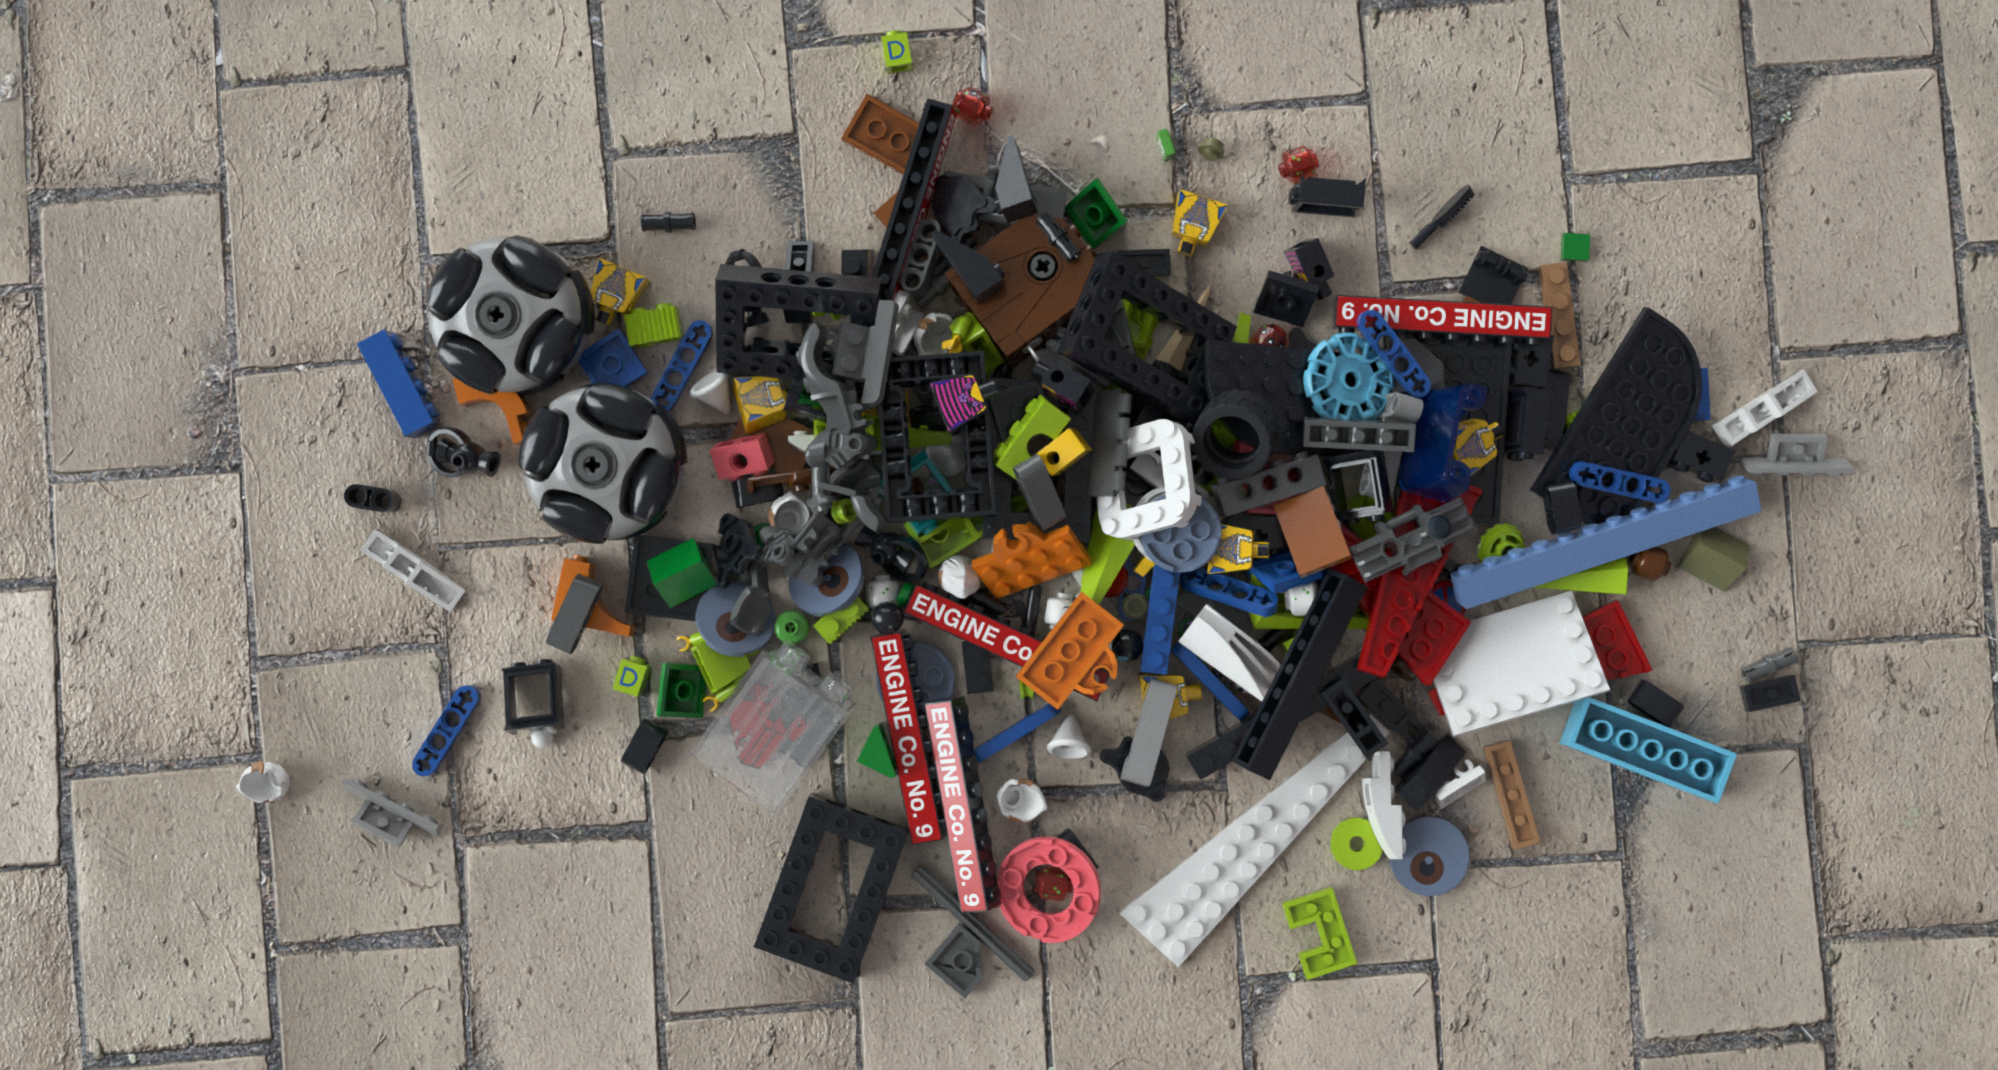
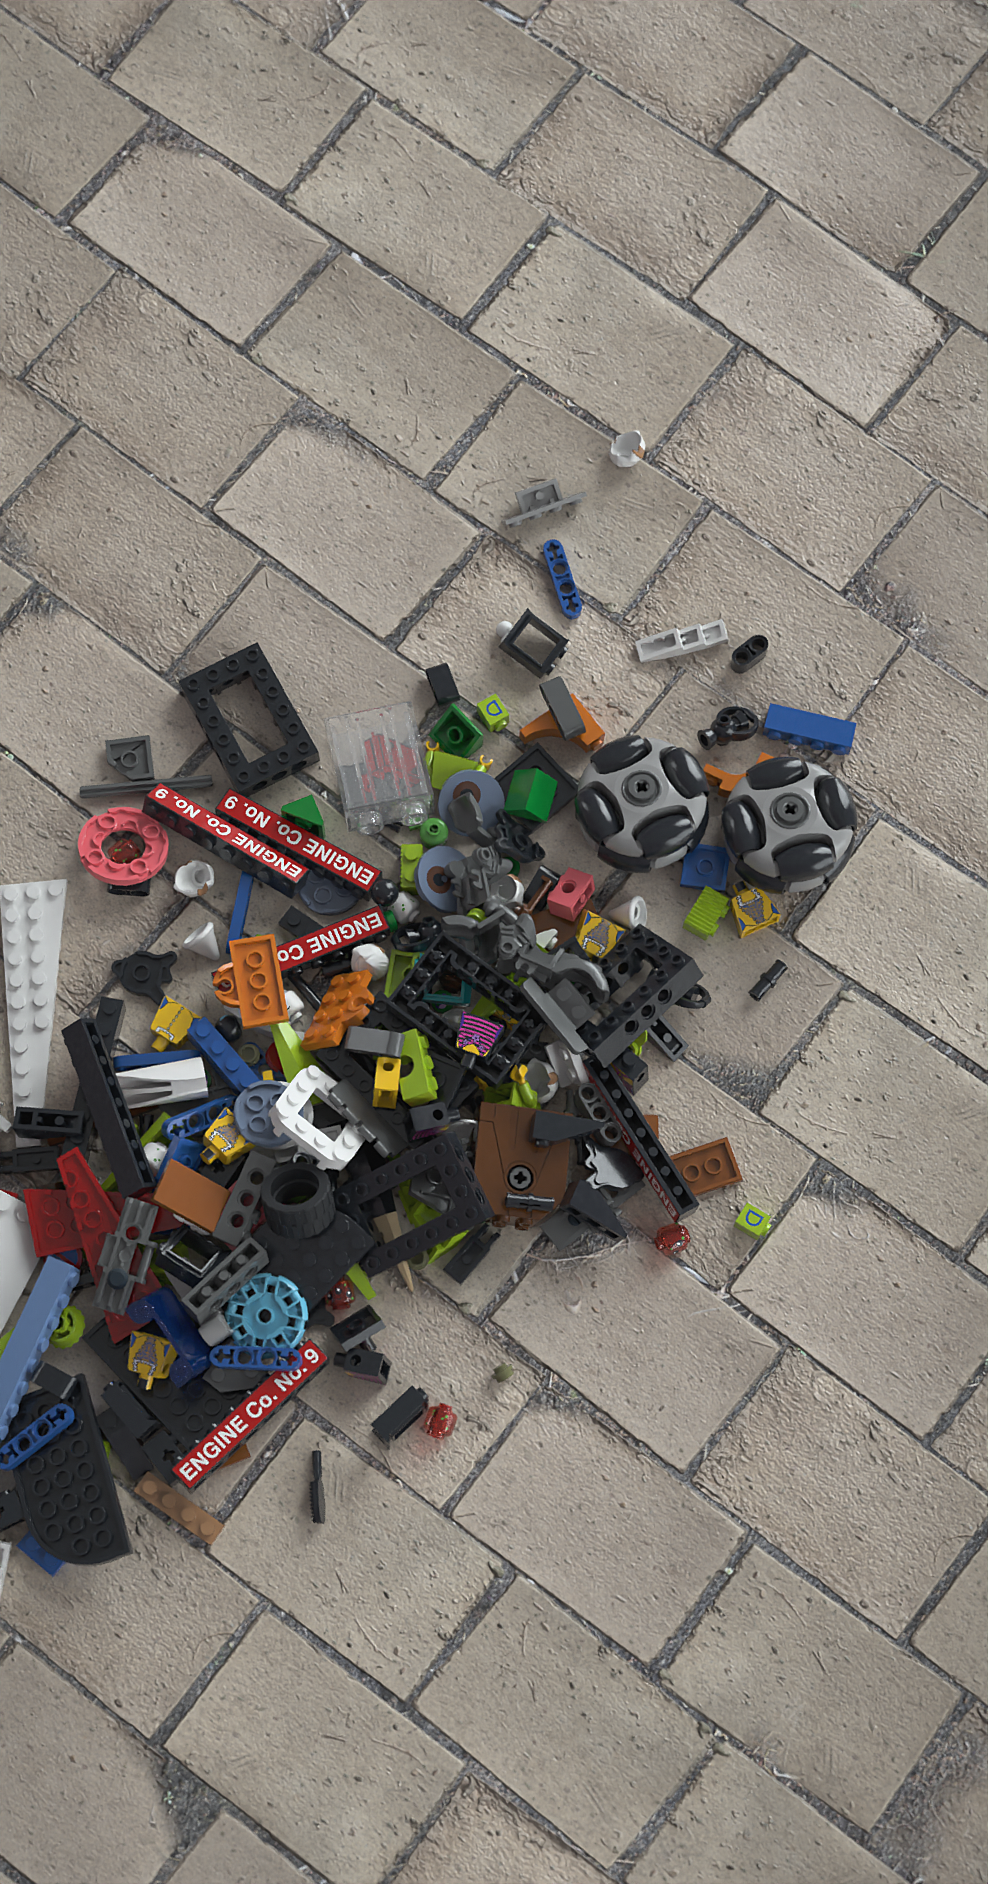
camera: 125 degrees right, 15 degrees down
(685, 369) = (662, 910): blue beam -> none
(1096, 214) = (527, 1257): green slope -> none
(1149, 733) = (160, 988): light grey beam -> none
(1165, 144) = (533, 1343): bright green tile -> none
(1195, 220) = (464, 1318): torso -> none
(1493, 278) = (244, 1484): black hinge -> none
(1575, 247) = (214, 1562): green tile -> none

